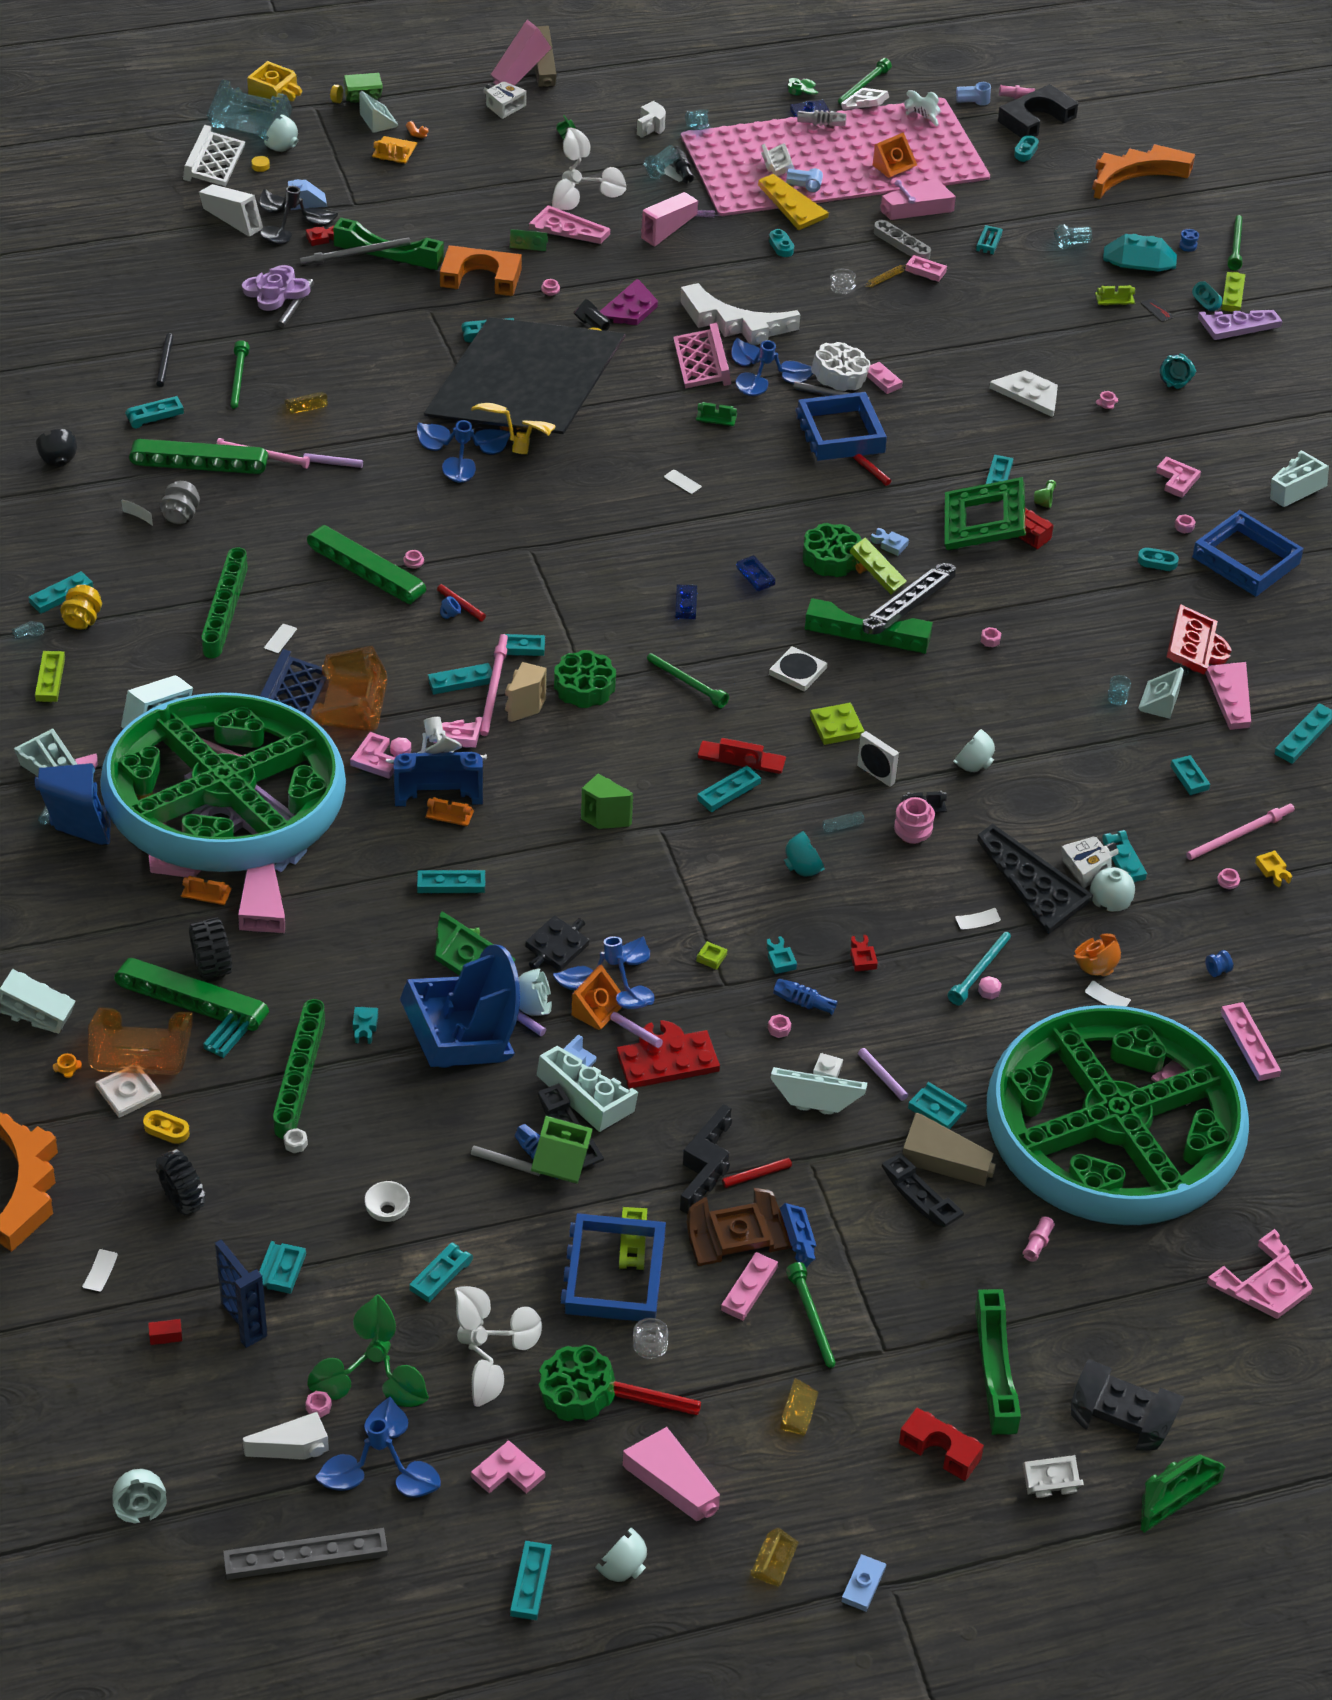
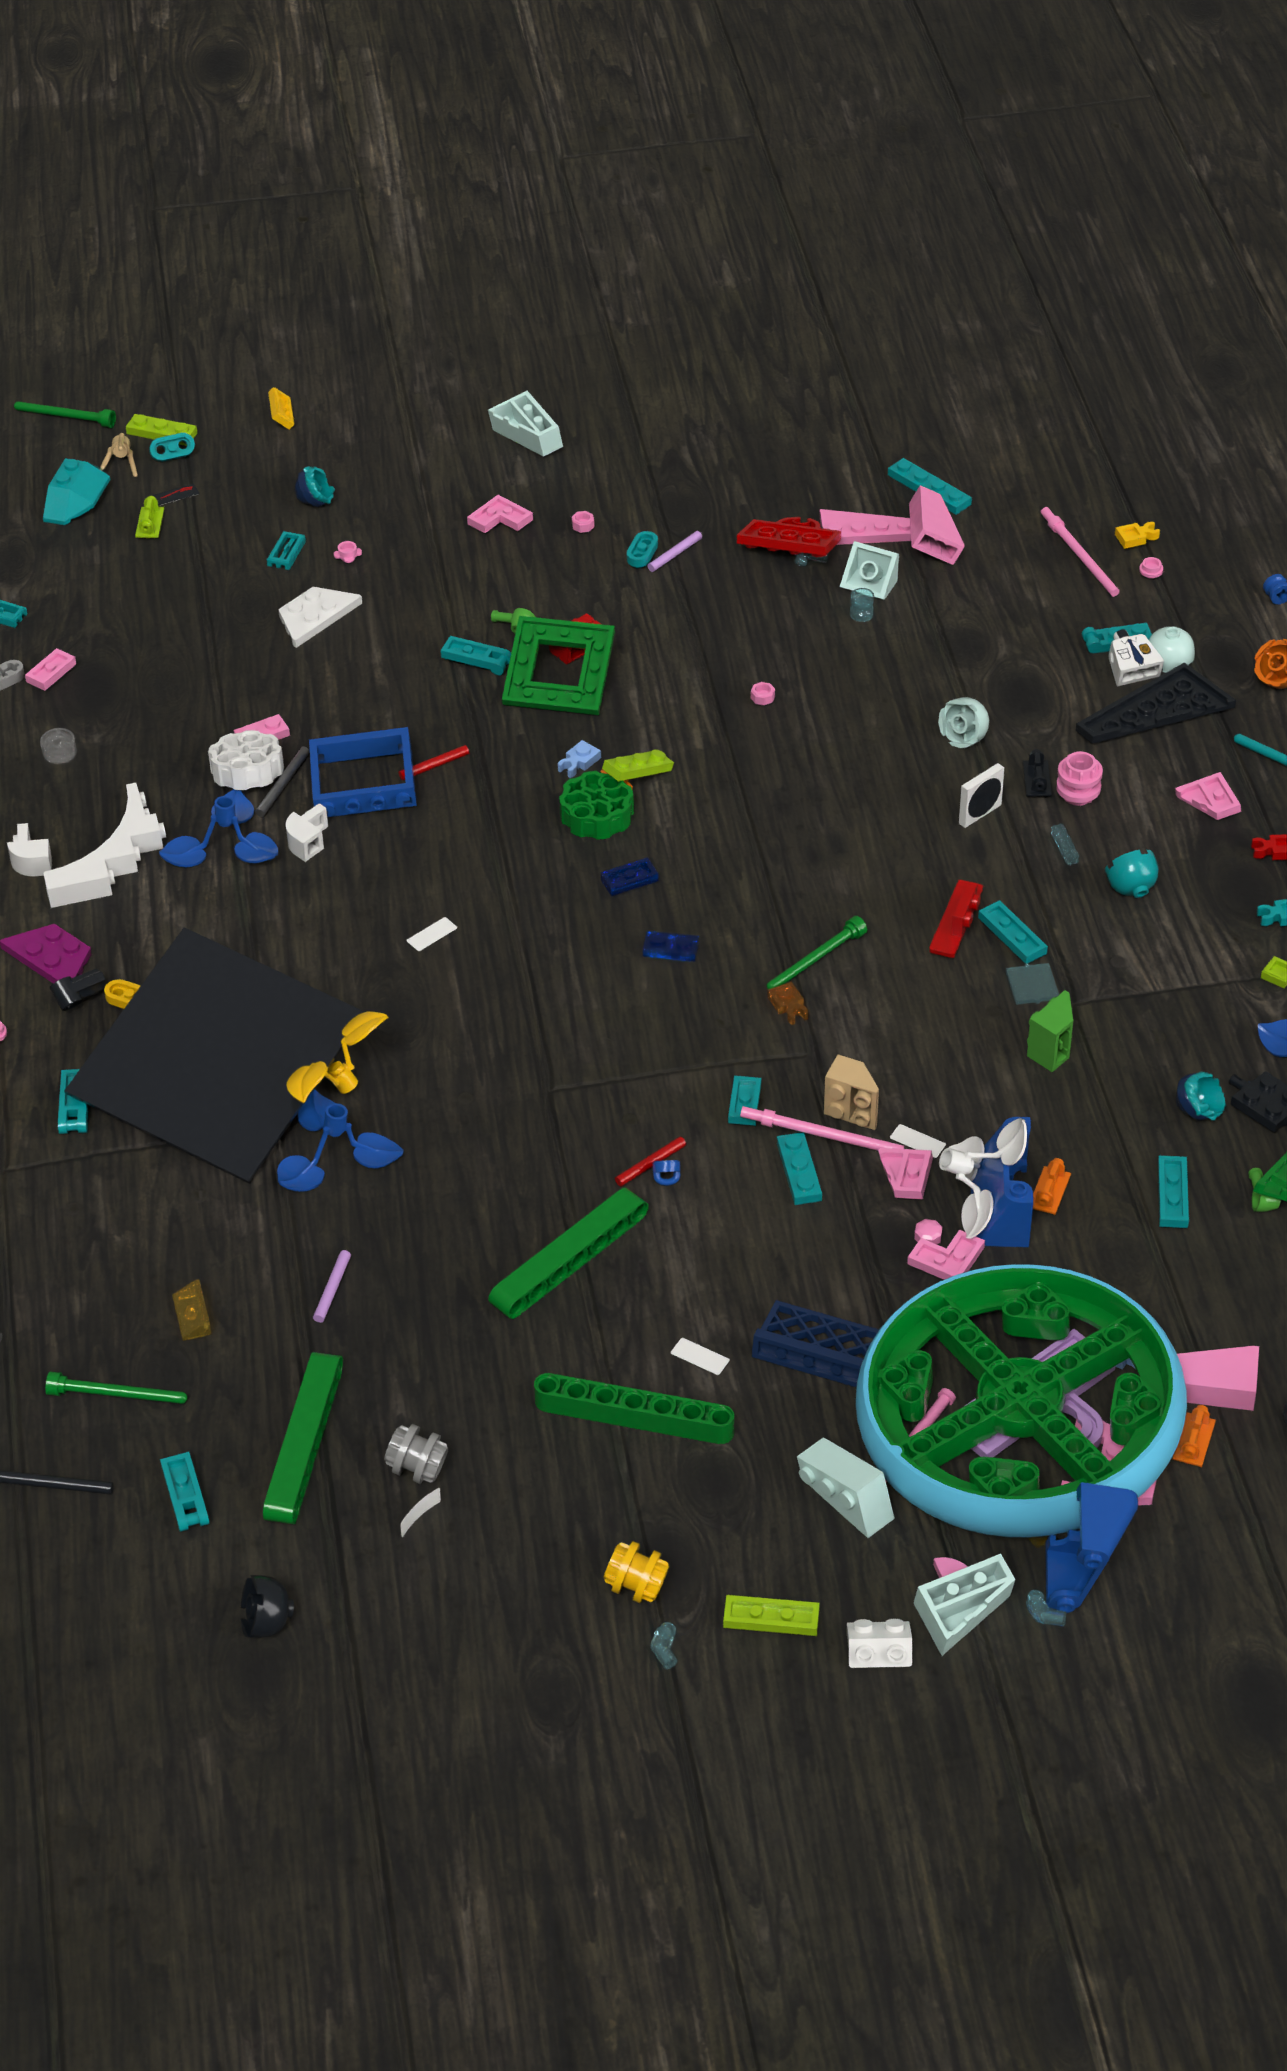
camera: 80 degrees left, 0 degrees up
(25, 725) = (879, 1643): none -> white bracket
(56, 594) = (582, 1609): teal plate -> none
(277, 456) = (275, 1412): bright pink bar -> none
(353, 691) = (835, 1272): clear orange windscreen -> none
(413, 559) = (561, 1204): bright pink plate -> none
(498, 743) = (917, 1140): none -> white sticker
(548, 893) = (1200, 1096): none -> teal hair
(585, 678) = (812, 1041): green connector -> none
(635, 665) = (788, 999): none -> clear orange plate
(677, 805) = (1032, 983): none -> clear light blue piece
(716, 349) = (188, 873): bright pink fence -> none
(725, 279) = (28, 855): none -> white brick
(725, 415) = (312, 886): green hinge -> none
(771, 402) = (305, 832): none -> white brick
(798, 668) = (802, 858): tile -> none
(829, 619) = (721, 820): green arch -> none
(837, 723) = (899, 834): lime plate -> none
(884, 275) = (53, 708): yellow piece -> none
(908, 599) = (706, 742): black plate -> none
(920, 913) = (1210, 796): none -> bright pink wing
(978, 920) = (1210, 757): white sticker -> none
(1067, 236) = (19, 538): clear light blue piece -> none
(1102, 370) = (290, 551): none -> teal tile
(1165, 580) = (674, 551): none -> lavender bar
(1188, 240) = (55, 447): blue wheel -> none
(1190, 775) = (996, 572): teal plate -> none
(1198, 271) = (120, 448): none -> tan plant
(1235, 726) = (933, 526): none -> bright pink slope
(1236, 572) = (689, 482): blue window -> none
(1239, 323) = (225, 433): lavender wing -> none
(1278, 347) = (281, 408): none -> yellow plate

